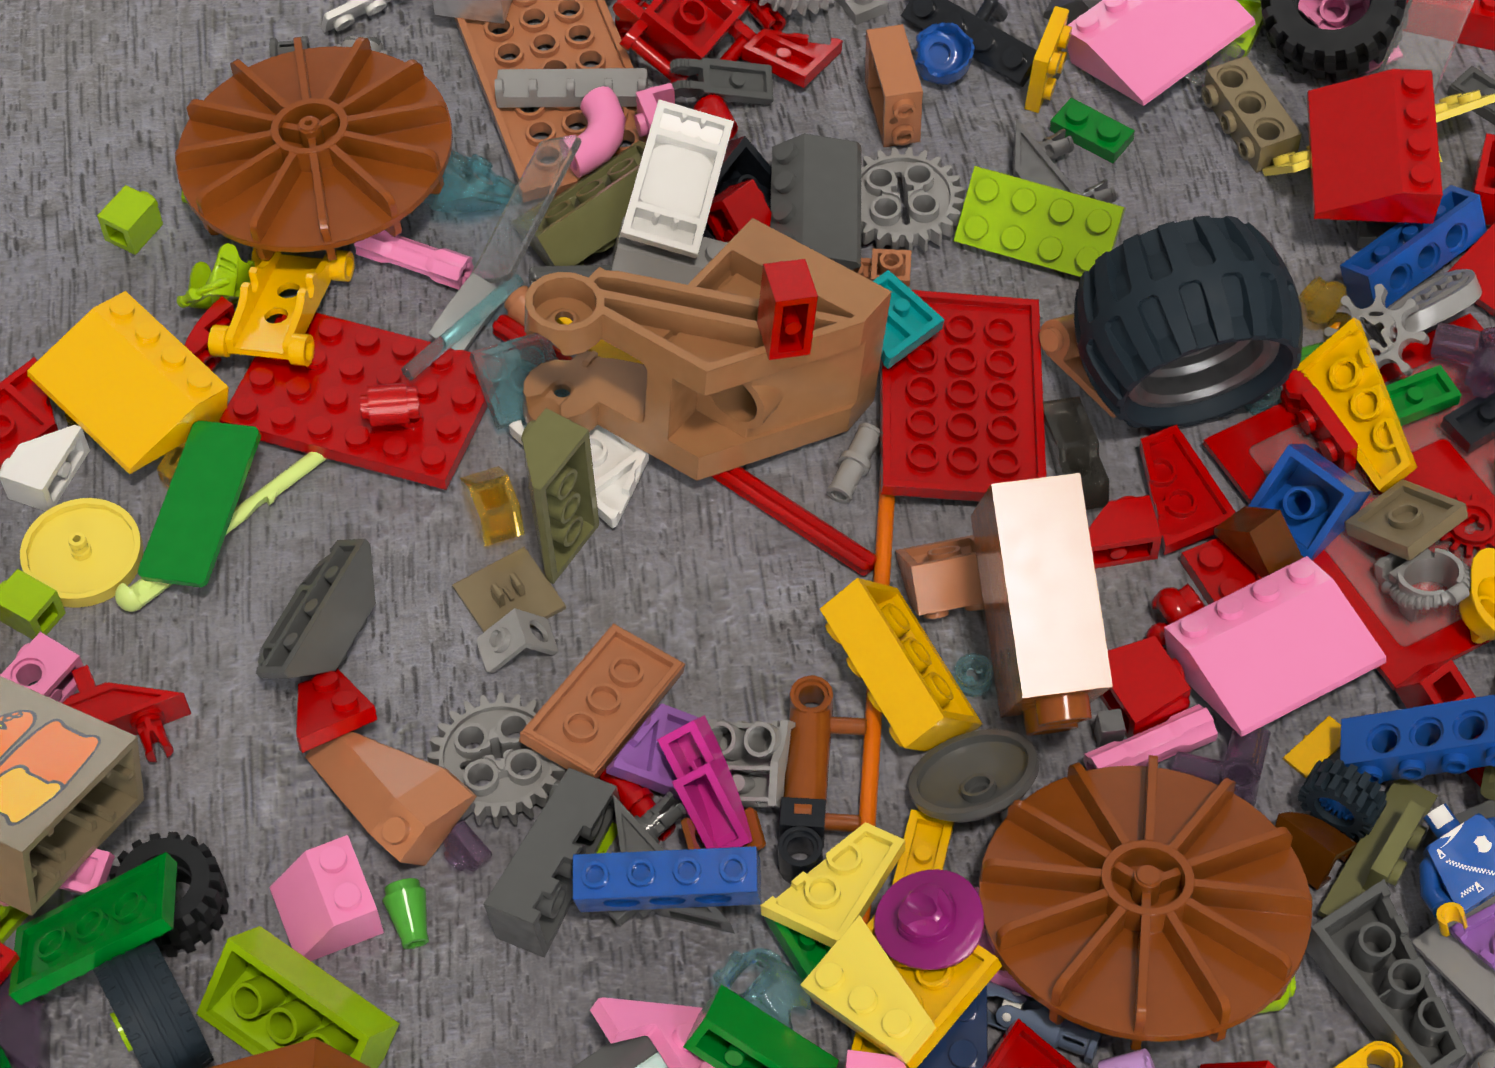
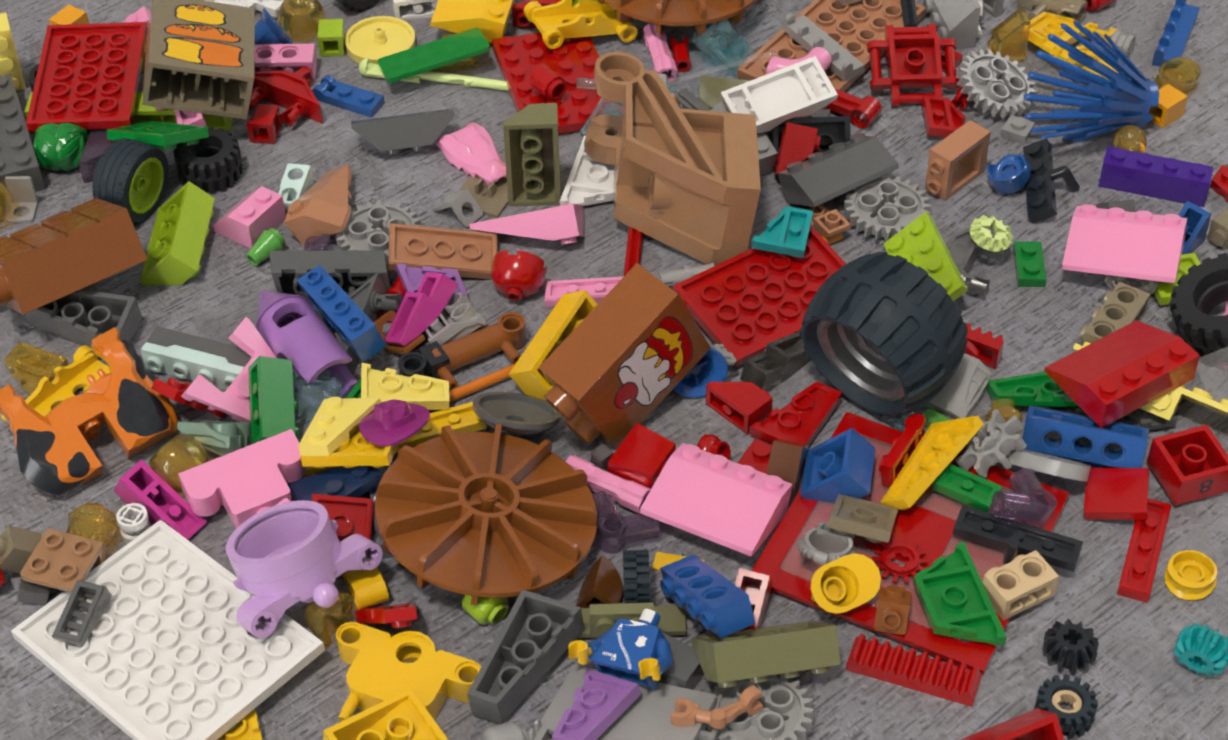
camera: 55 degrees right, 10 degrees down
(158, 788) = (264, 124): none -> red brick
(169, 651) = (348, 97): none -> blue plate
(316, 810) = (293, 187): none -> light aqua leg
(330, 708) = (355, 159): red wing -> none
(424, 565) = (473, 152): none -> bright pink animal
(432, 233) = (681, 54): none -> red bar
(646, 553) = (554, 224): none -> bright pink wedge
(647, 104) = (841, 77): bright pink bracket -> none
(661, 955) = (300, 335): none -> medium lavender piece
(724, 643) = (518, 274): none -> red cylinder
(729, 79) = (892, 99): dark grey hinge -> none
(787, 309) = (684, 138): red brick -> none
(798, 584) = (596, 287): none -> bright pink tile
(1048, 60) = (1047, 211): yellow plate -> none
(1054, 140) = (982, 235): none -> yellowish green gear
(1307, 241) = (1030, 390): none -> green wing

